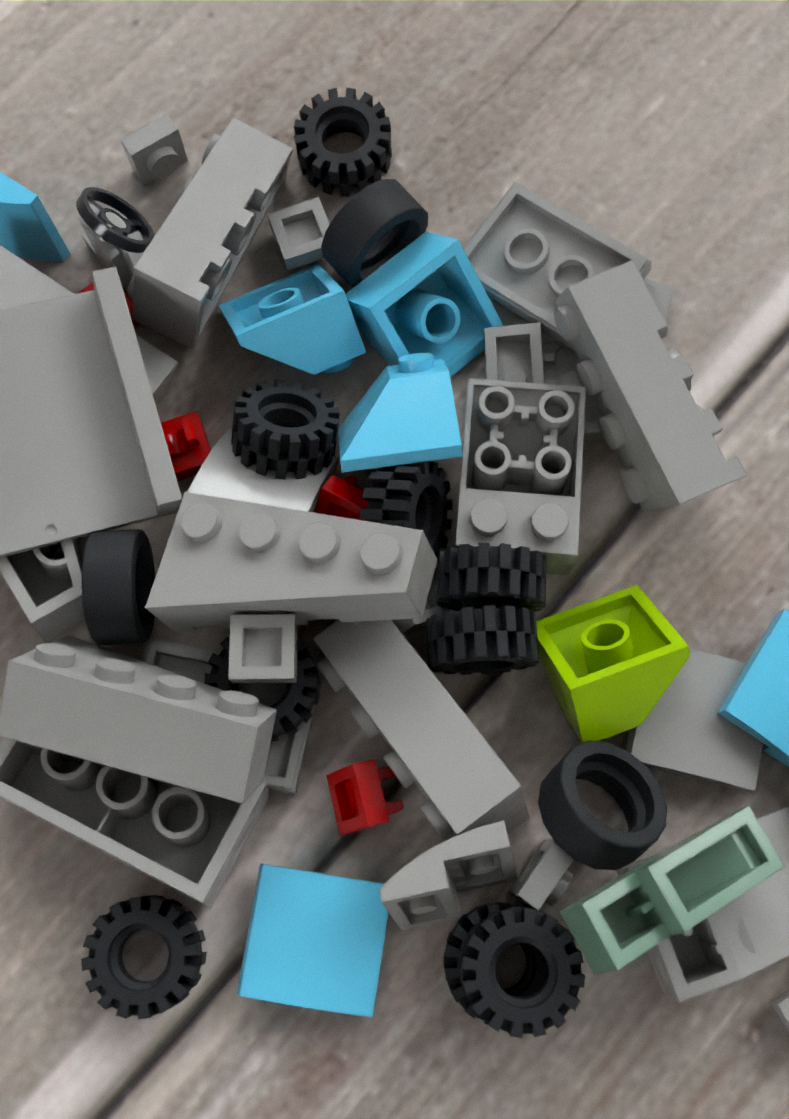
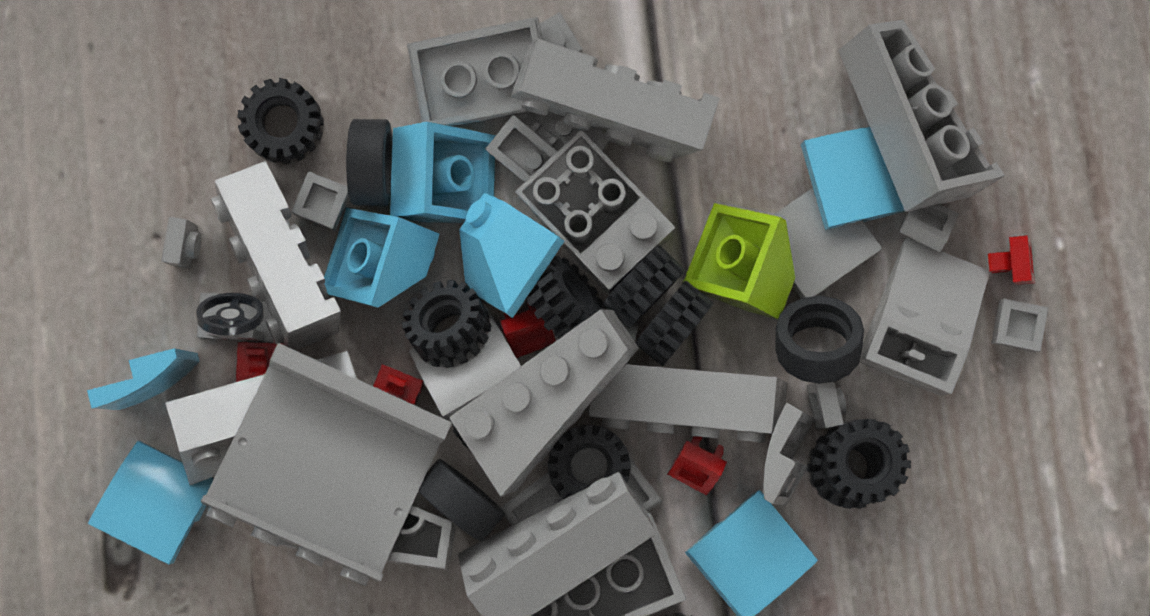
camera: 50 degrees left, 10 degrees up
(263, 648) = (580, 450): light grey tile -> none
(671, 891) = (896, 347): sand green slope -> none

